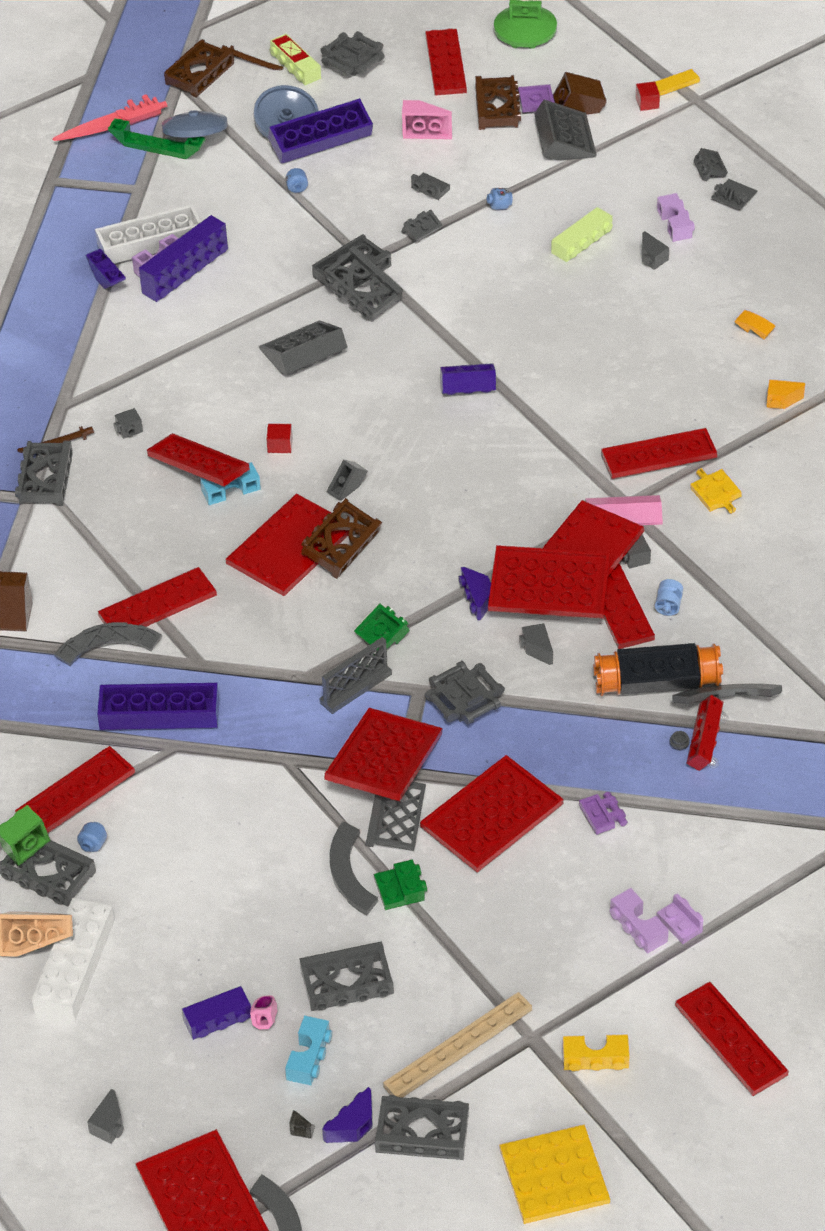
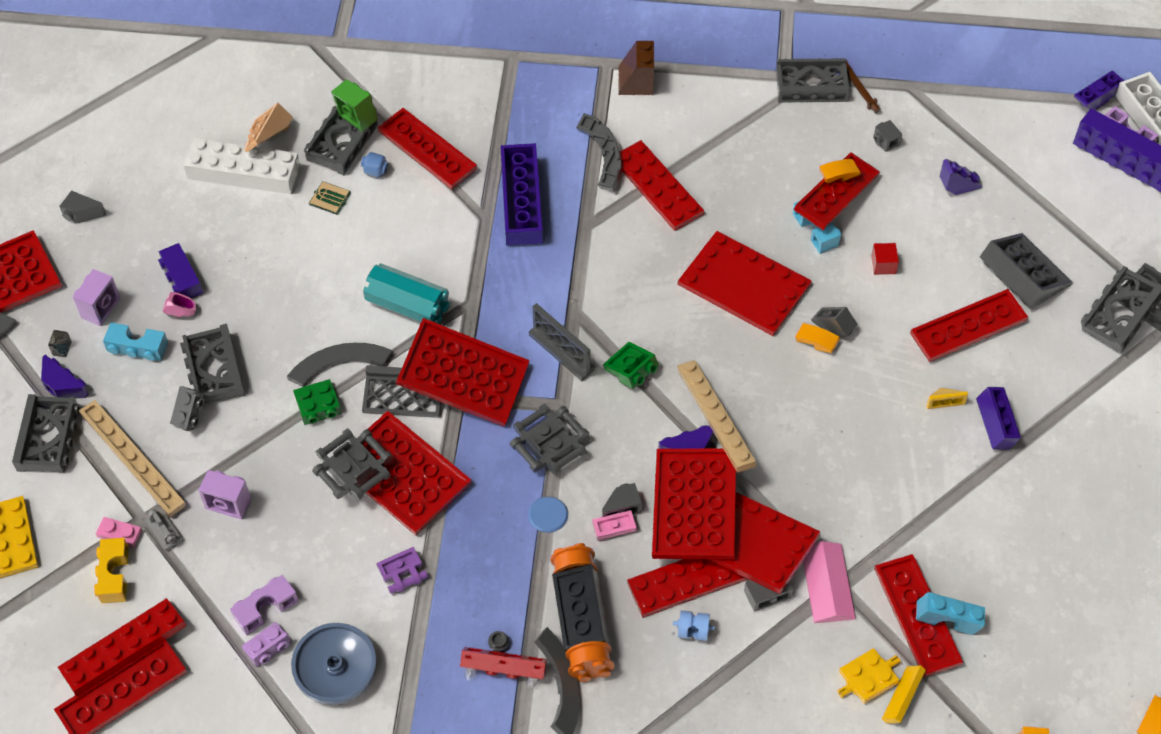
camera: 85 degrees right, 10 degrees up
(127, 883) = (329, 198): none -> piece
(178, 452) = (839, 169): none -> light orange slope
(194, 376) = (958, 178): none -> dark purple slope
(248, 1084) = (96, 297): none -> lavender brick
(280, 801) = (406, 294): none -> teal brick
(342, 561) = (744, 337): reddish brown fence -> none
(361, 391) = (968, 325): none -> red plate
(364, 492) = (819, 337): none -> light orange slope
(405, 991) = (187, 408): none -> dark grey bracket
(437, 414) = (946, 397): none -> yellow slope
(453, 562) = (716, 416): none -> tan plate
(490, 842) = (352, 464): none -> dark grey brick
(515, 950) = (225, 494): none -> lavender brick
(542, 704) = (548, 514): none -> medium blue piece
(547, 1013) = (163, 529): none -> light grey hinge
(547, 1055) = (113, 528): none -> bright pink plate
(561, 651) = (614, 525): none -> bright pink plate
(663, 426) = (937, 608): none -> medium azure arch
(684, 1038) = (121, 647): none -> red plate
(706, 858) = (334, 663): none -> sand blue dish
(735, 467) = (903, 694): none -> yellow tile

